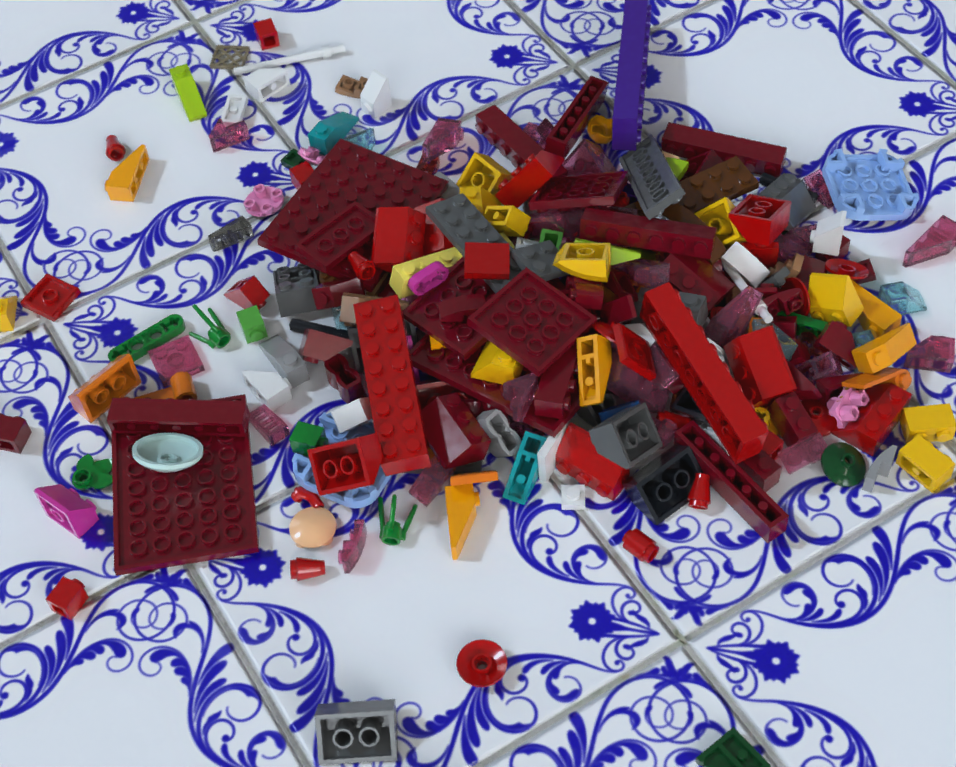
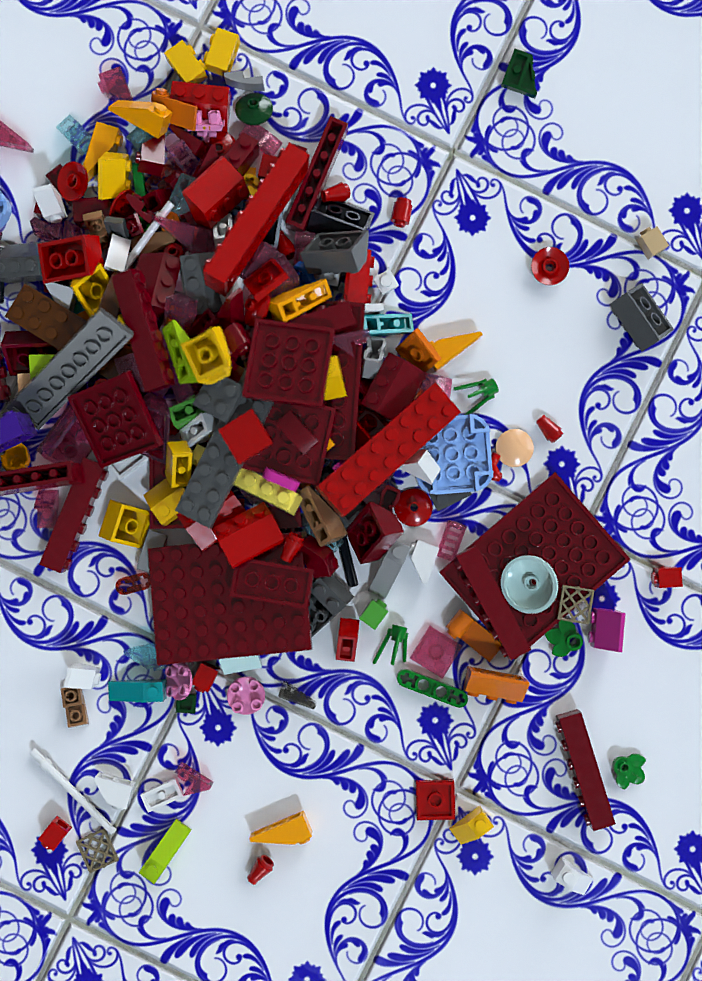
camera: 130 degrees left, 35 degrees up
(103, 483) = (575, 604): none -> dark tan window
(306, 437) = (460, 486): green brick -> none
(314, 406) = (410, 517): none -> red dish
(346, 464) = (472, 438): red slope -> none
(353, 548) = (520, 406): clear pink slope -> none
(442, 138) = (99, 585): clear pink slope -> none
(529, 178) = (122, 471): red slope -> none

